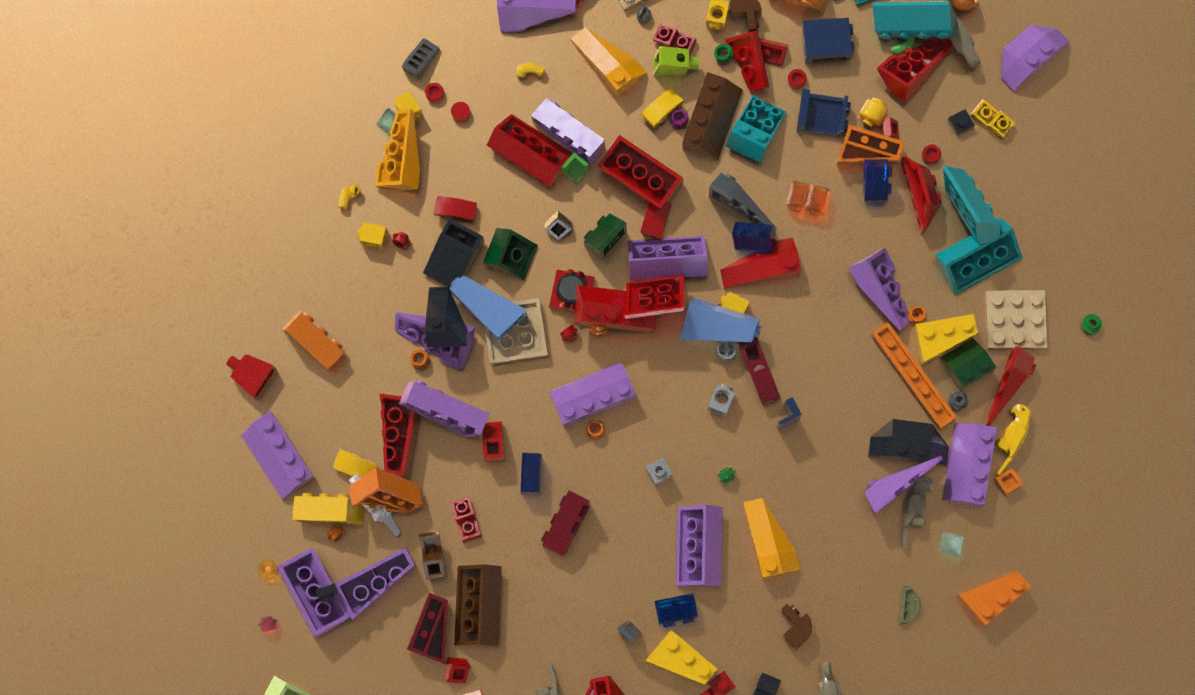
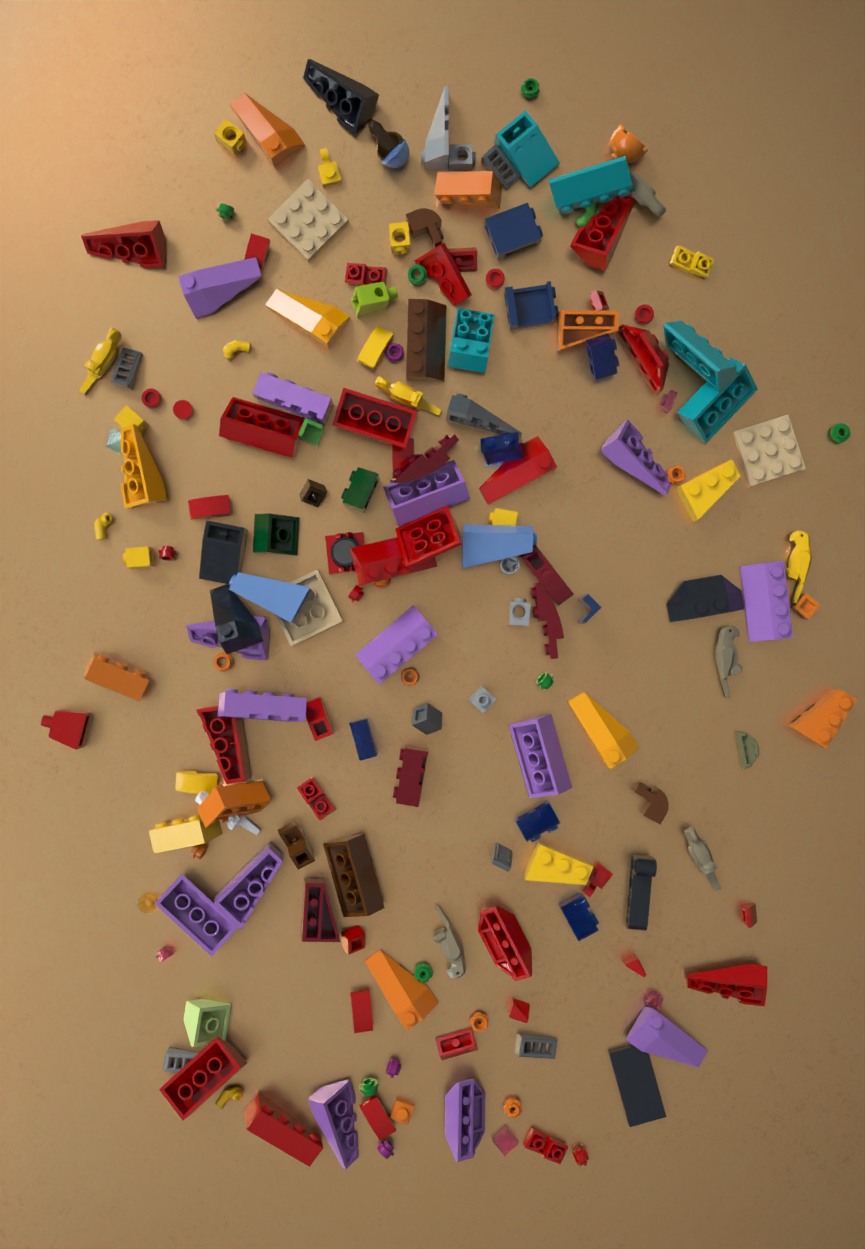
camera: 25 degrees left, 10 degrees up
(277, 455) = (120, 794): medium lavender slope -> none
(326, 593) = (209, 915): black plate -> none
(400, 42) = (101, 359): none -> yellow animal
(599, 475) = (427, 719): none -> dark grey panel
(647, 17) = (332, 261): dark grey hinge -> none
(669, 230) = (420, 466): none -> dark red slope
(676, 161) = (406, 395): none -> yellow animal
(748, 408) = (546, 611): none -> dark red slope
(808, 198) = (541, 393): clear orange brick -> none
(873, 112) = (578, 290): yellow head -> none
(890, 487) = (698, 651): medium lavender wedge -> none
(914, 375) = (690, 533): orange plate -> none
(928, 242) = (667, 401): none -> clear pink plate
(951, 544) = (770, 681): clear light blue slope -> none
(958, 405) = (733, 544): dark grey plate -> none
(961, 122) = (662, 274): black plate -> none
(968, 363) = (738, 507): dark green slope -> none
(1016, 371) = (783, 504): red wedge -> none
(1030, 53) = (708, 186): medium lavender wedge -> none

